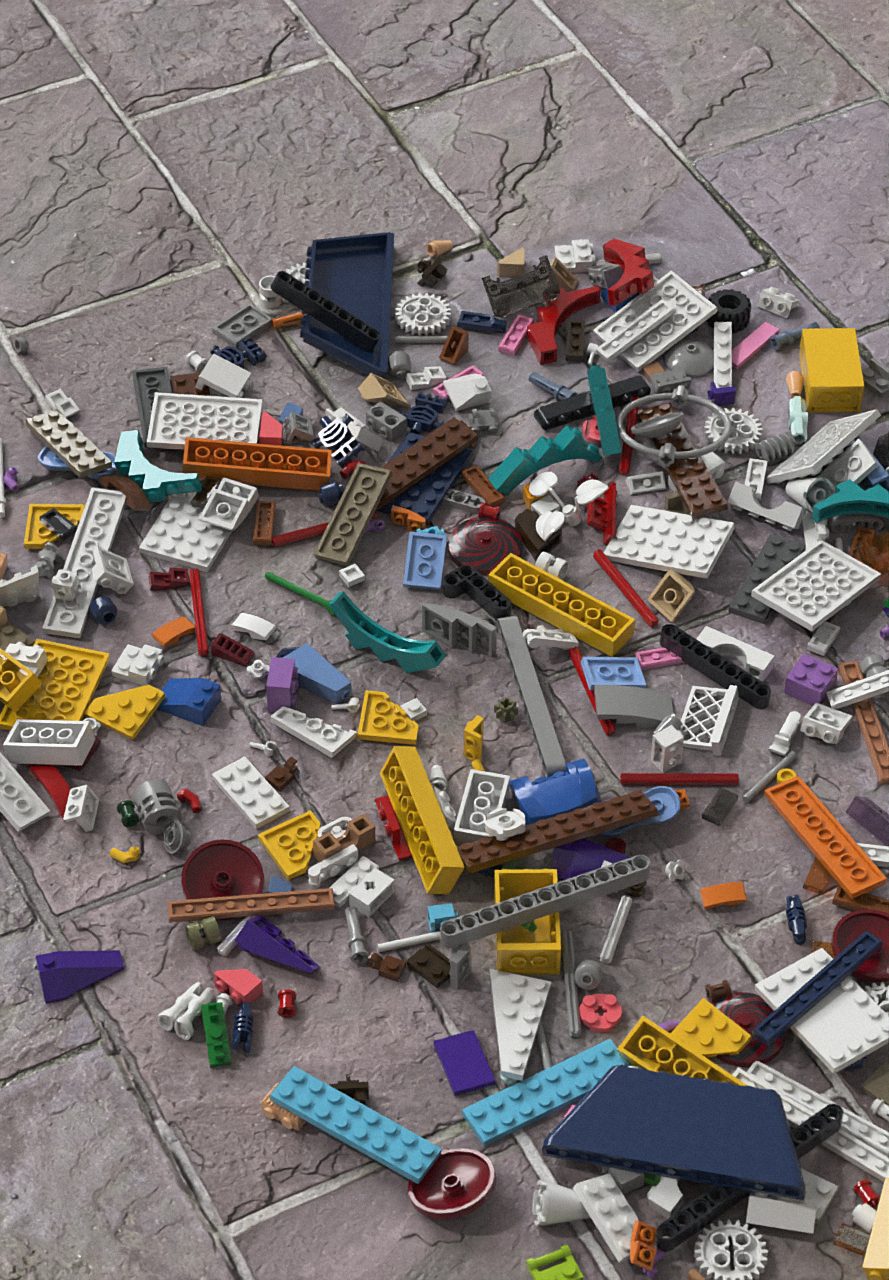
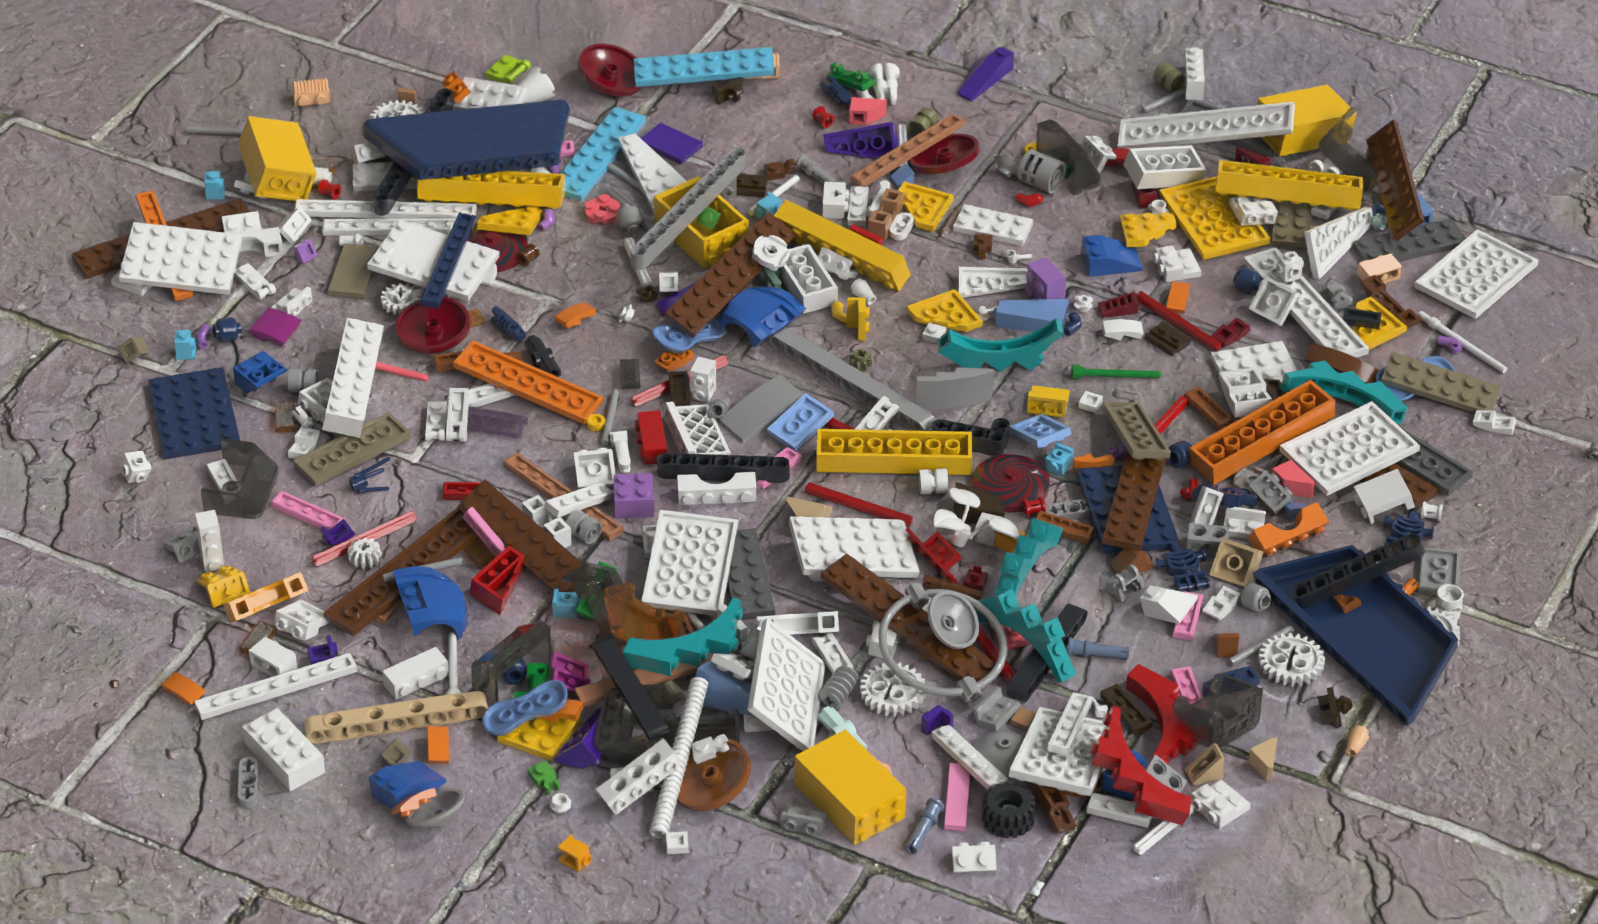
camera: 145 degrees right, 5 degrees down
(16, 529) = (1377, 290): none -> reddish brown slope
(110, 819) = (1057, 143): none -> clear smoke windscreen
(224, 602) = (1167, 339): none -> dark brown plate
(305, 392) = (1308, 521): none -> orange arch
(387, 592) = (1048, 401): none -> yellow bracket
(628, 494) = (935, 583): none -> reddish brown pin
(690, 762) = (679, 388): none -> dark brown plate
(752, 729) = (650, 436): none -> red brick
(789, 863) = (542, 356): none -> black piece

